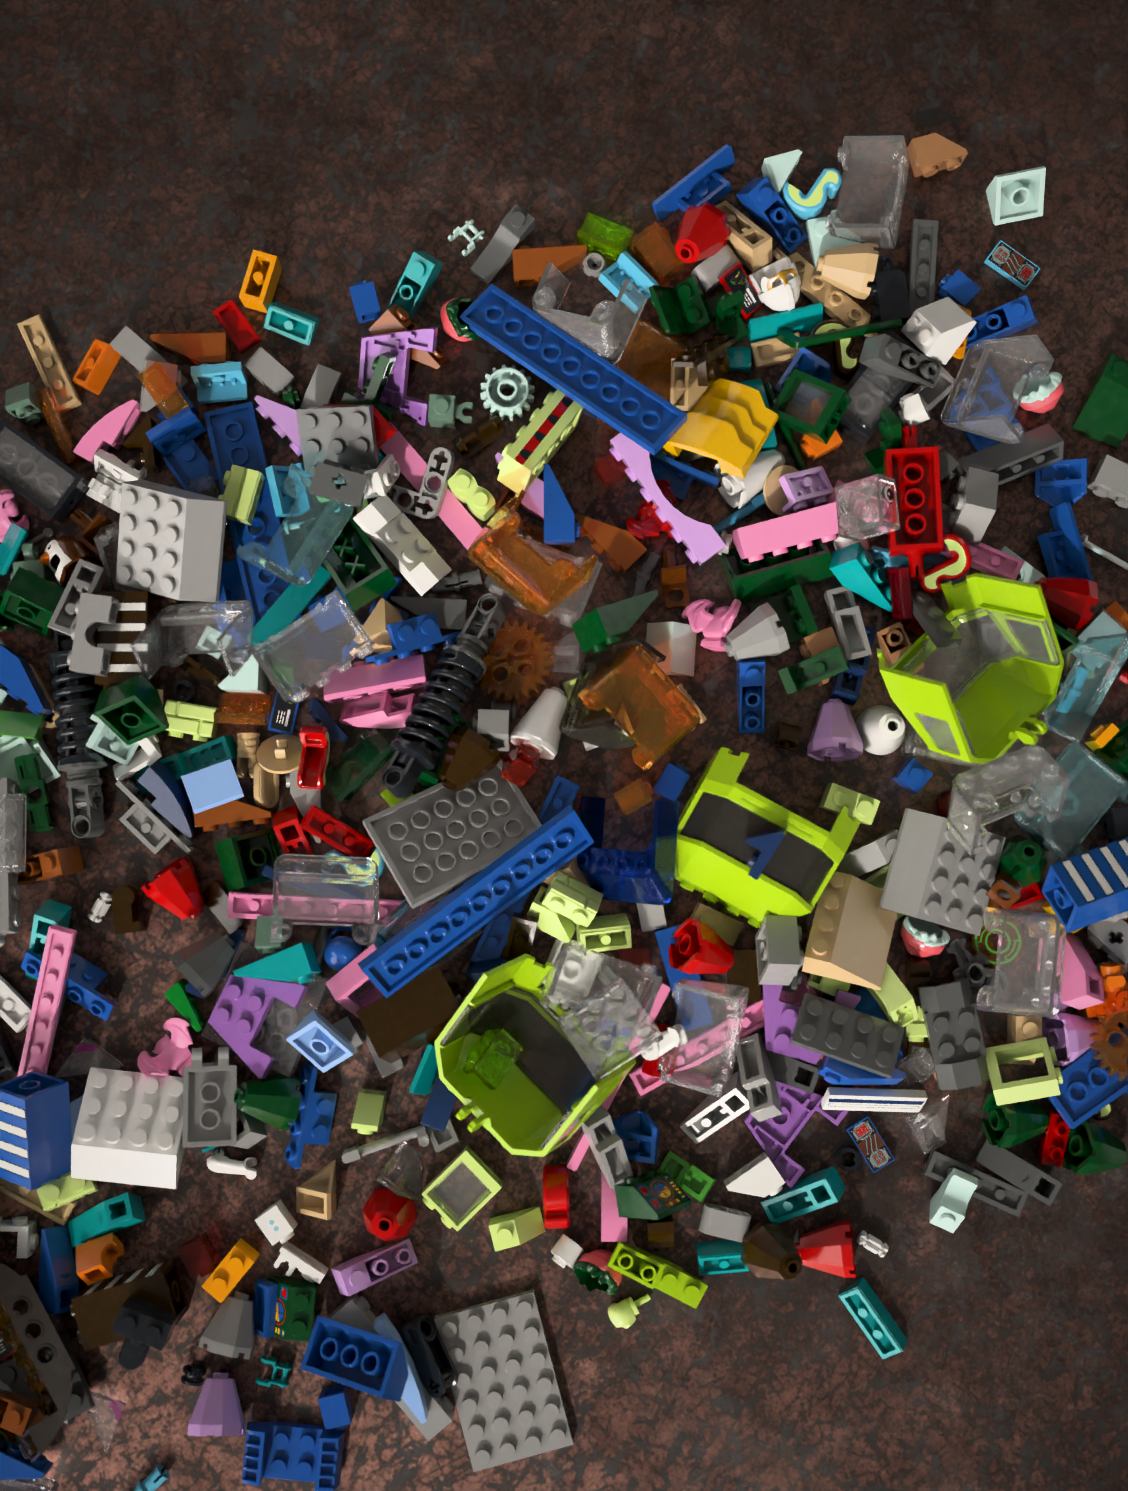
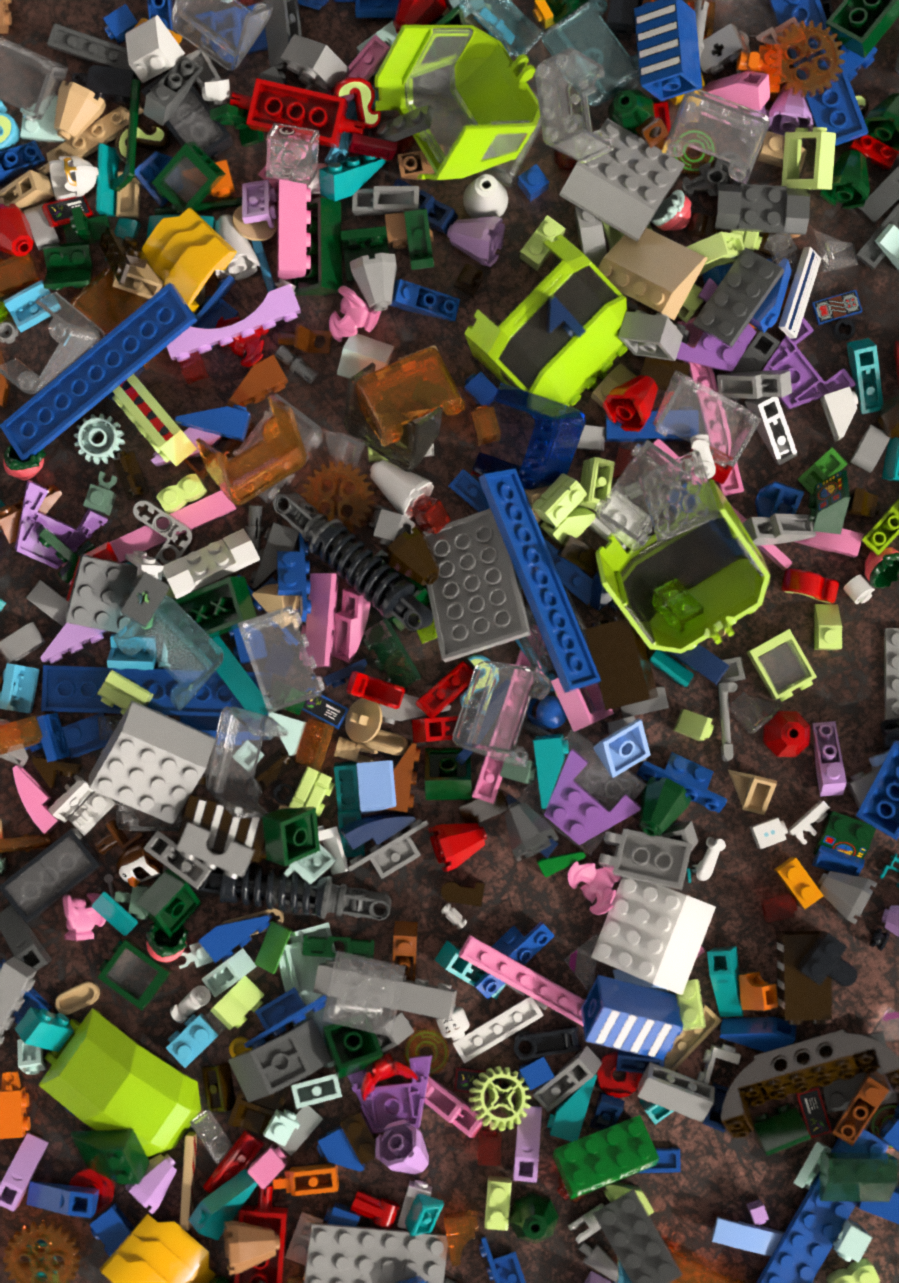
camera: 65 degrees left, 0 degrees up
(291, 397) = (50, 629): dark green plate -> none
(609, 622) = (330, 400): dark green slope -> none

